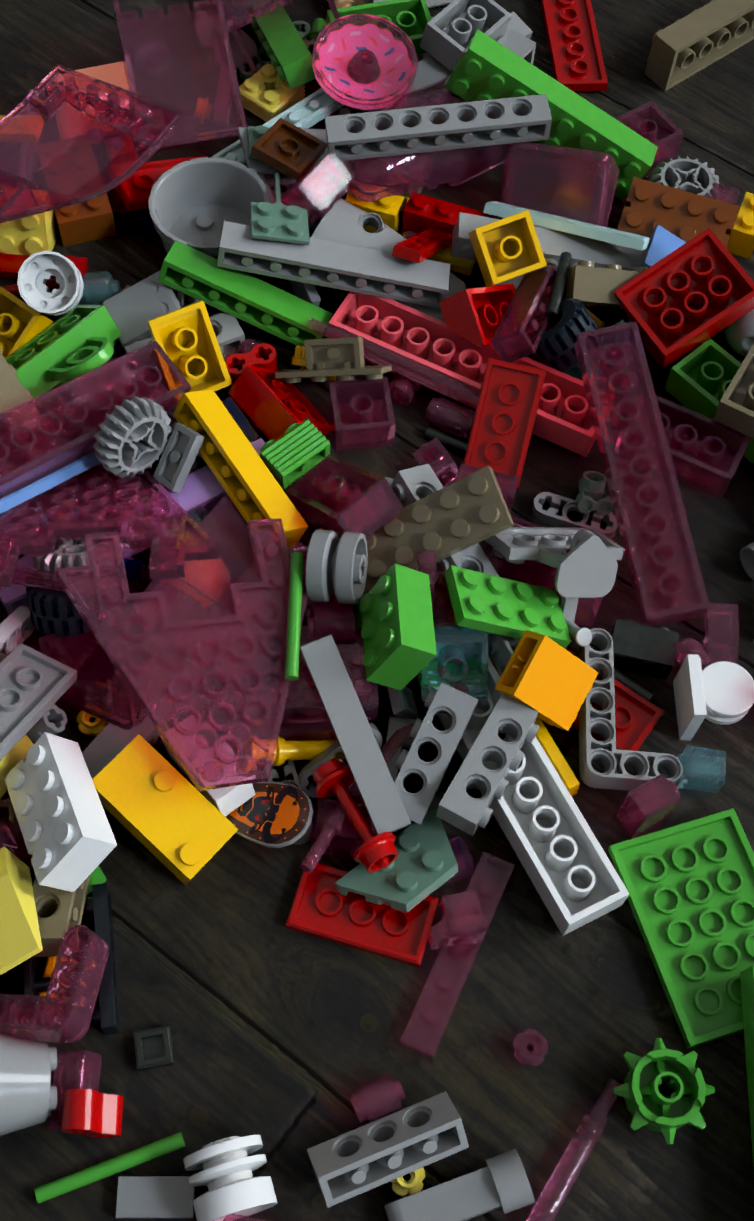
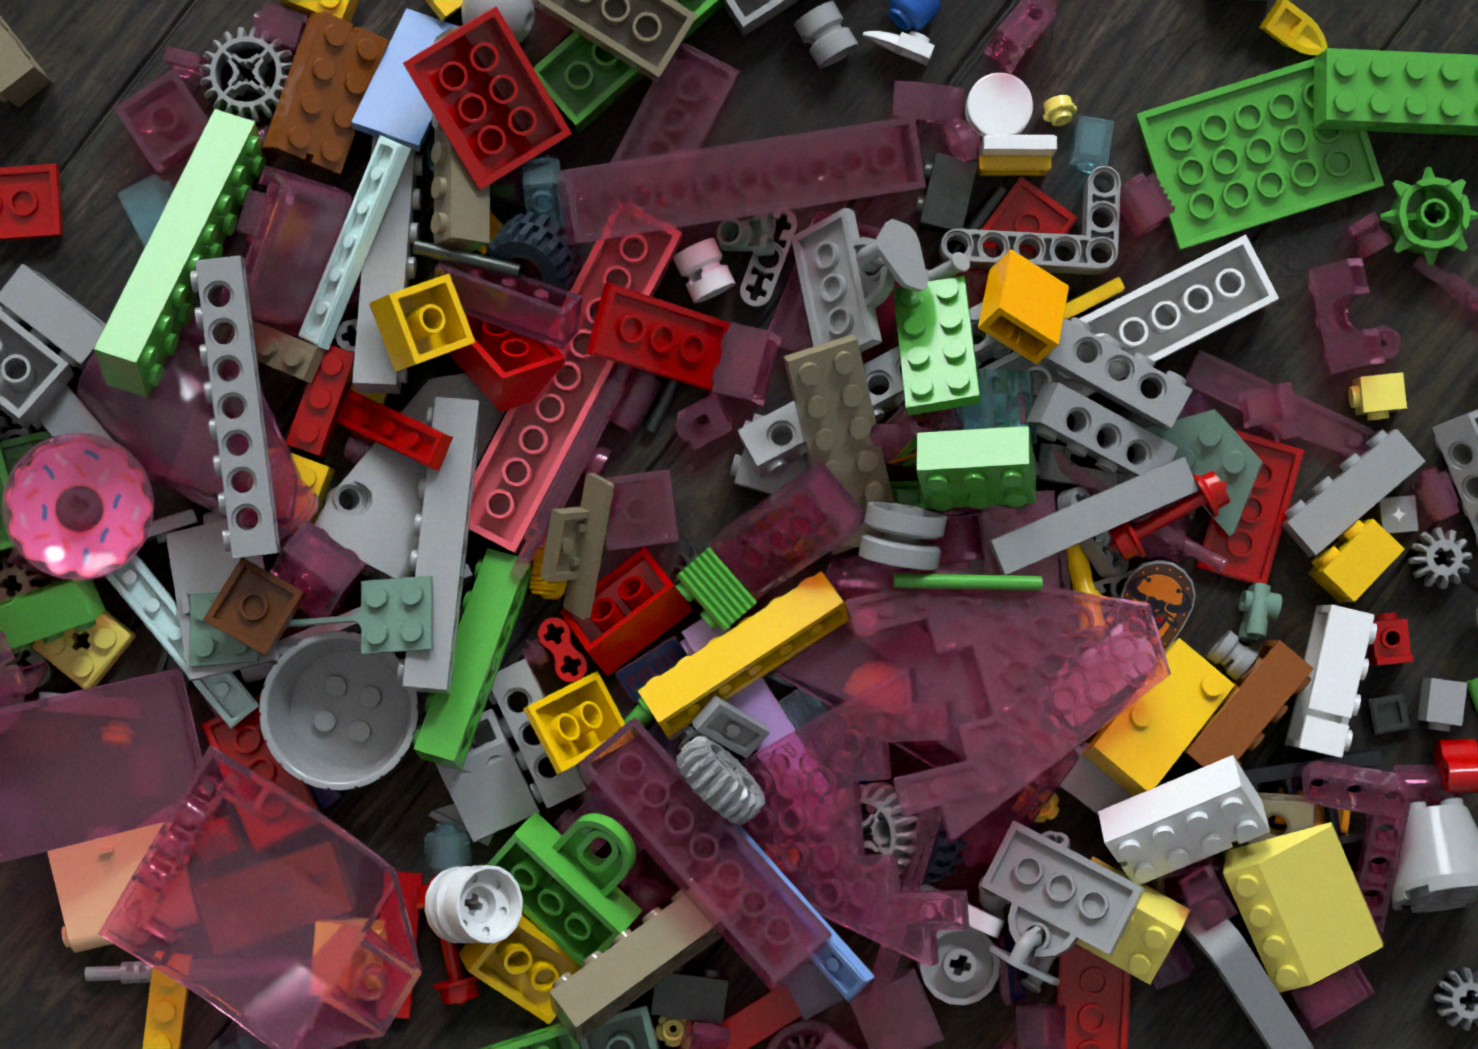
camera: 85 degrees left, 25 degrees up
(159, 1100) = (1442, 703): none -> light grey brick
(167, 892) = (1250, 705): none -> dark orange brick
(188, 976) = (1338, 658): none -> white piece
(219, 1057) = (1380, 651): none -> red brick
(220, 889) = (1232, 655): none -> light grey wheel
(267, 915) = (1258, 608): none -> sand green plate
(309, 1001) = (1355, 560): none -> yellow brick
(324, 1100) = (1426, 553): none -> light grey gear
(356, 1060) = (1398, 514): none -> light grey tile
(378, 1003) = (1352, 492): none -> light grey brick
(476, 1037) = (1378, 395): none -> light yellow brick
(480, 191) = (285, 352): none -> dark tan plate
(564, 463) = (704, 270): none -> wheel
(578, 991) = (1333, 290): none -> clear pink arch
(638, 1030) = (1368, 235): none -> clear pink wheel
(673, 703) = (1013, 165): none -> yellow tile
(690, 147) = (184, 62): none -> clear pink plate
(728, 741) = (1059, 110): none -> light yellow plate

